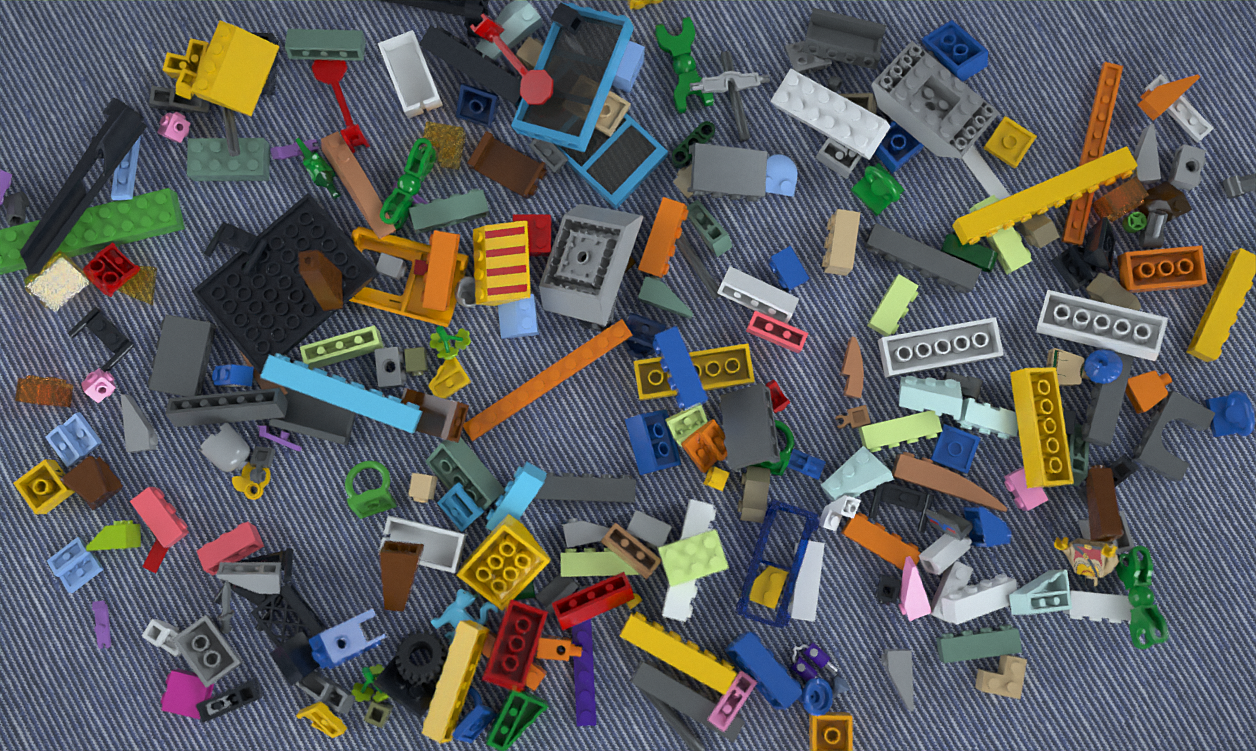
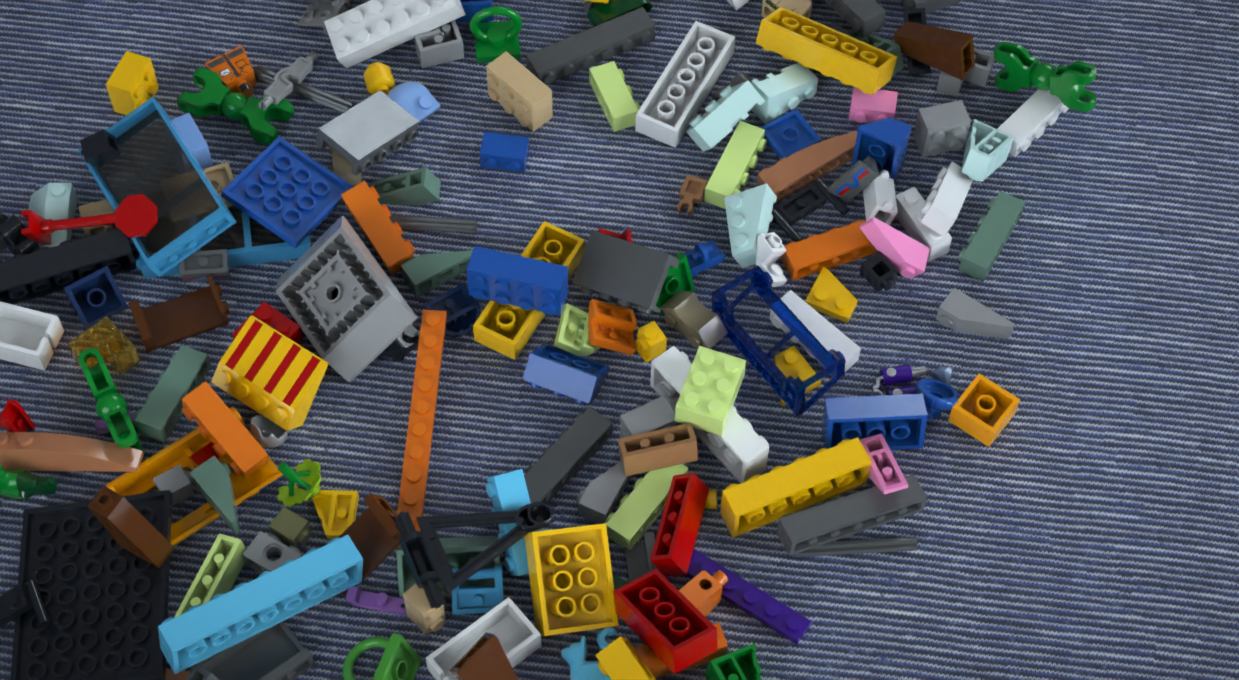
camera: 55 degrees left, 25 degrees down
(403, 298) = (216, 486): none -> sand green slope
(412, 450) = (375, 601): none -> medium lavender piece
(442, 472) = (429, 559): none -> black piece
(518, 318) = (337, 406): light blue slope -> none
(638, 160) = (286, 191): none -> blue plate
(696, 136) = (310, 129): dark green beam -> none
(710, 40) = (234, 71): none -> orange torso
(758, 295) = (506, 190): white brick -> none
(777, 332) = (554, 197): coral brick -> none
(780, 139) = (378, 77): none -> yellow head
(846, 568) = (831, 297): none -> yellow wing
(853, 370) = (645, 164): nougat slope -> none
(1007, 680) = (1041, 234): tan brick -> none
(1040, 552) = (941, 128): none -> light grey brick
(1089, 557) = (982, 91): torso -> none

